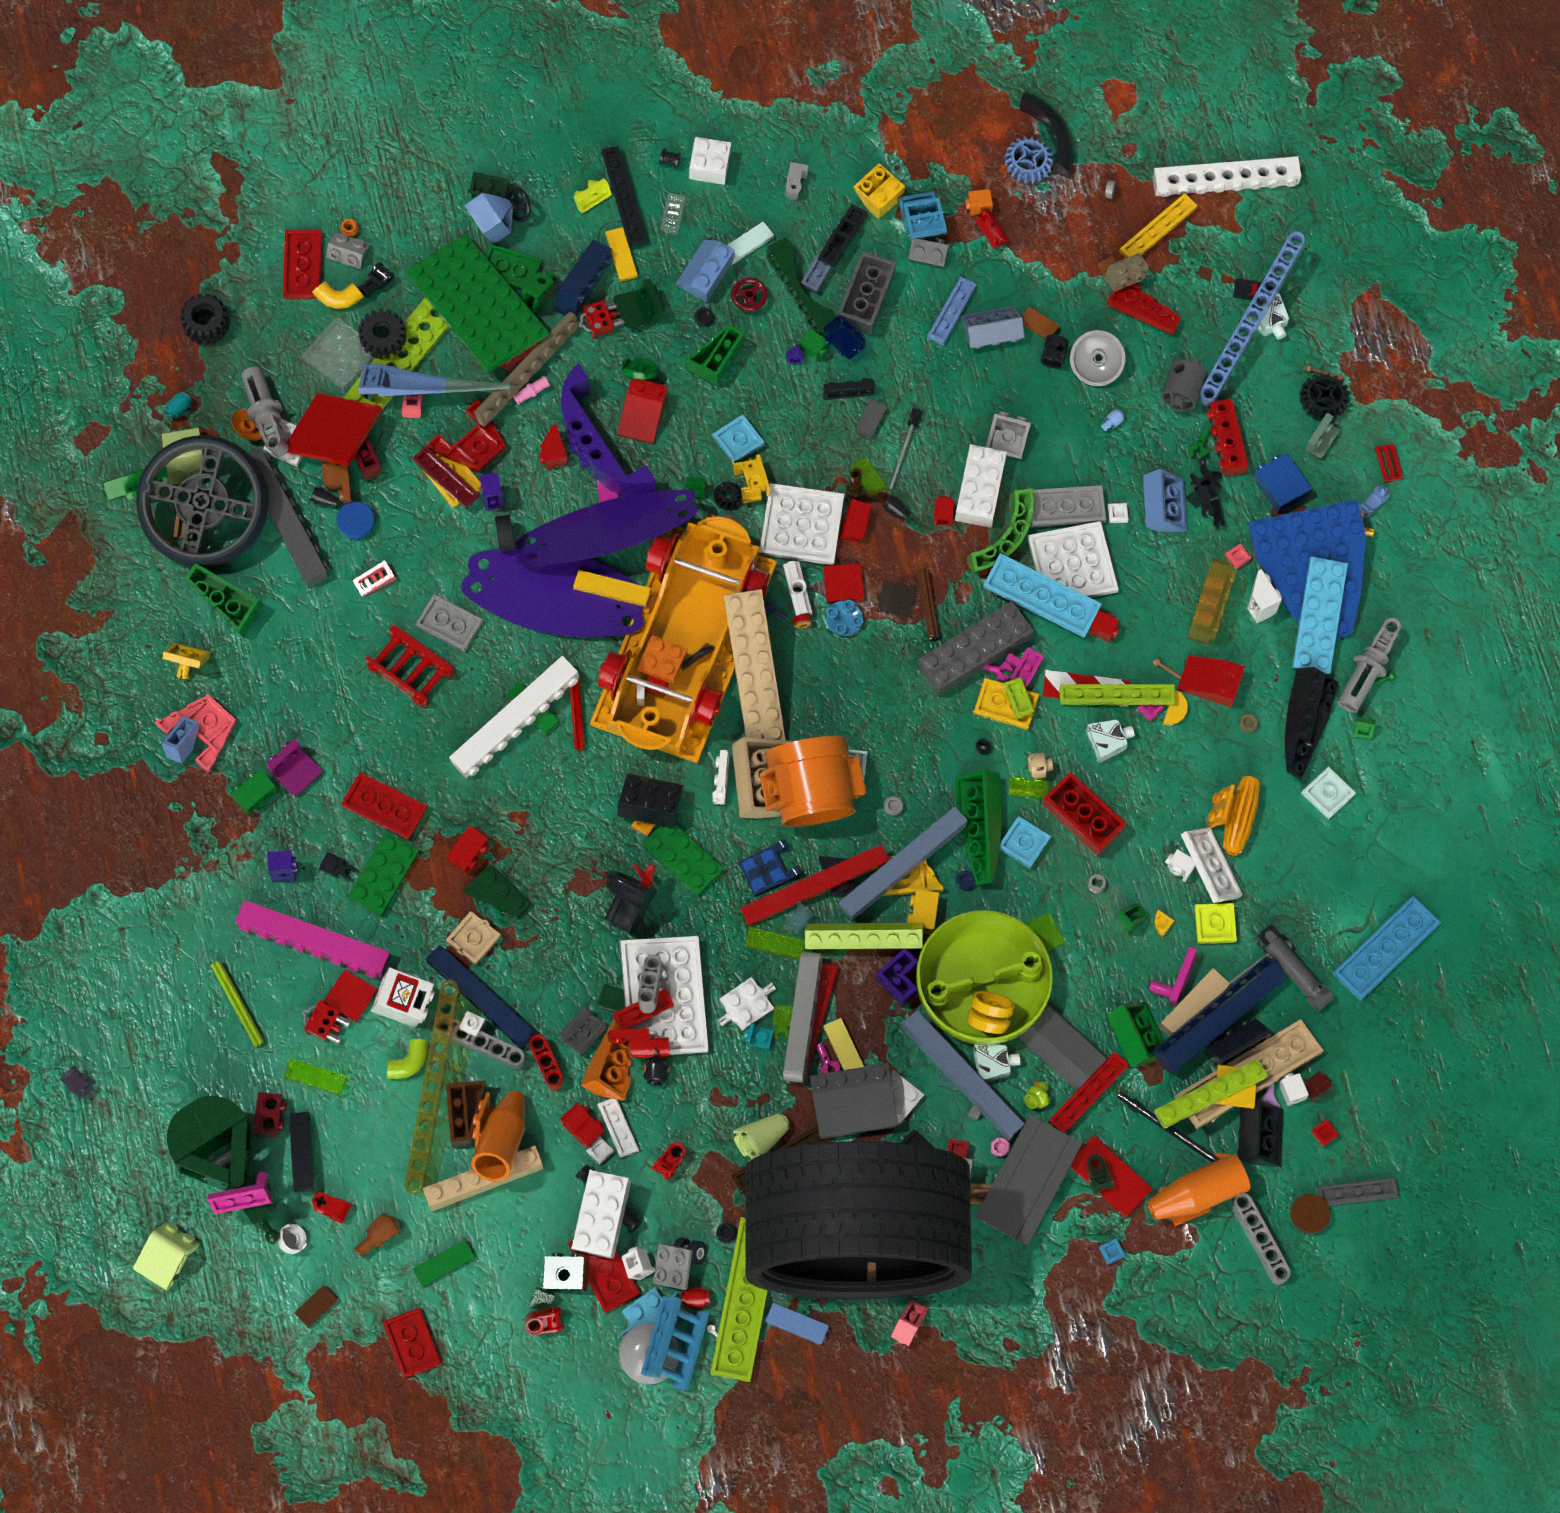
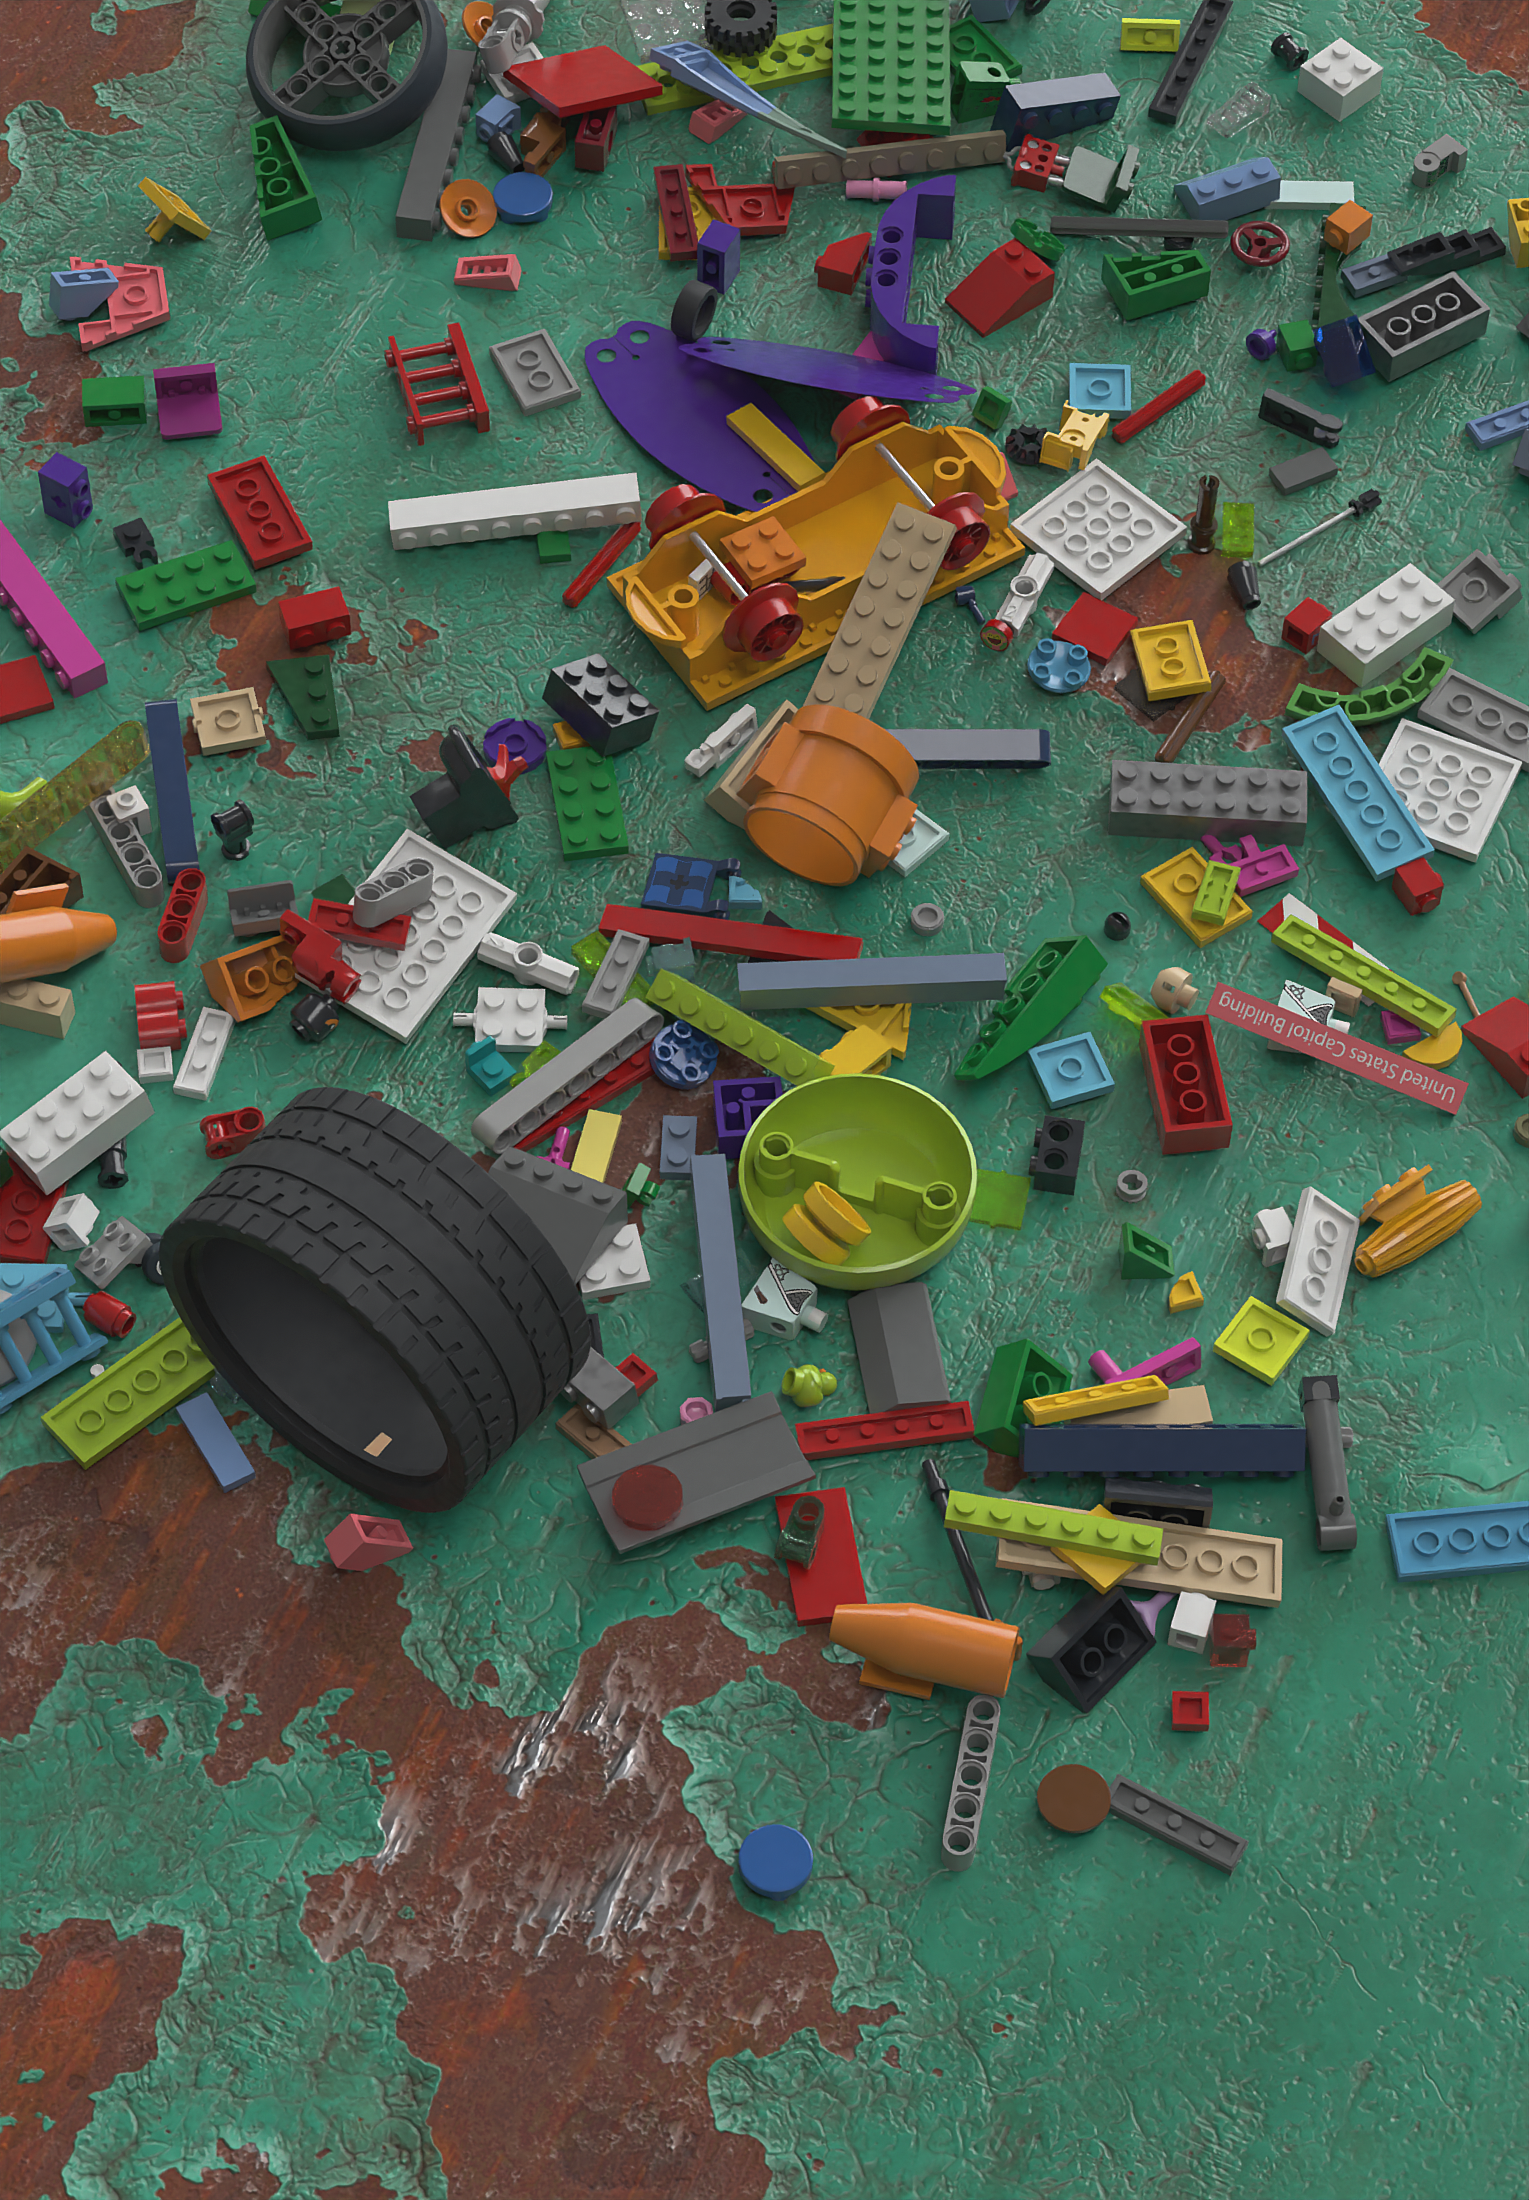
camera: 40 degrees right, 15 degrees down
(303, 481) = (497, 116): none -> medium blue window
(341, 545) = (476, 200): none -> orange dish
(398, 996) = (59, 702): white container -> none
(534, 999) = (233, 829): none -> black connector
(621, 254) = (1130, 117): yellow tile -> none
(621, 850) = (520, 738): none -> dark purple tile
(681, 324) = (1139, 227): none -> dark grey axle
(719, 971) = (514, 956): none -> white piece
(772, 428) = (1158, 406): none -> red axle
(779, 946) = (615, 974): none -> light grey tile
(791, 259) = (1348, 227): none -> orange brick
(797, 855) = (743, 895): none -> medium azure tile
(832, 706) = (977, 748): none -> beam
(844, 966) = (683, 1055): none -> blue tile
(855, 521) = (1173, 565): red hinge -> none
(878, 1014) = (677, 1146): none -> sand blue plate
(879, 1051) = (638, 1188): none -> green tile
(895, 578) = (1170, 660): none -> yellow tile
(965, 880) = (944, 1066): dark blue tile -> none
(1020, 1209) = (647, 1497): none -> clear red tile
(1059, 891) = (1059, 1155): none -> black brick
(1111, 1251) = (738, 1653): dark azure tile -> none
(1115, 713) = (1346, 996): none -> tan tile
(1137, 745) = (1337, 1048): none -> coral tile
(1176, 1013) = (1095, 1400): none -> yellow tile
(1208, 1339) = (775, 1861): none -> blue tile

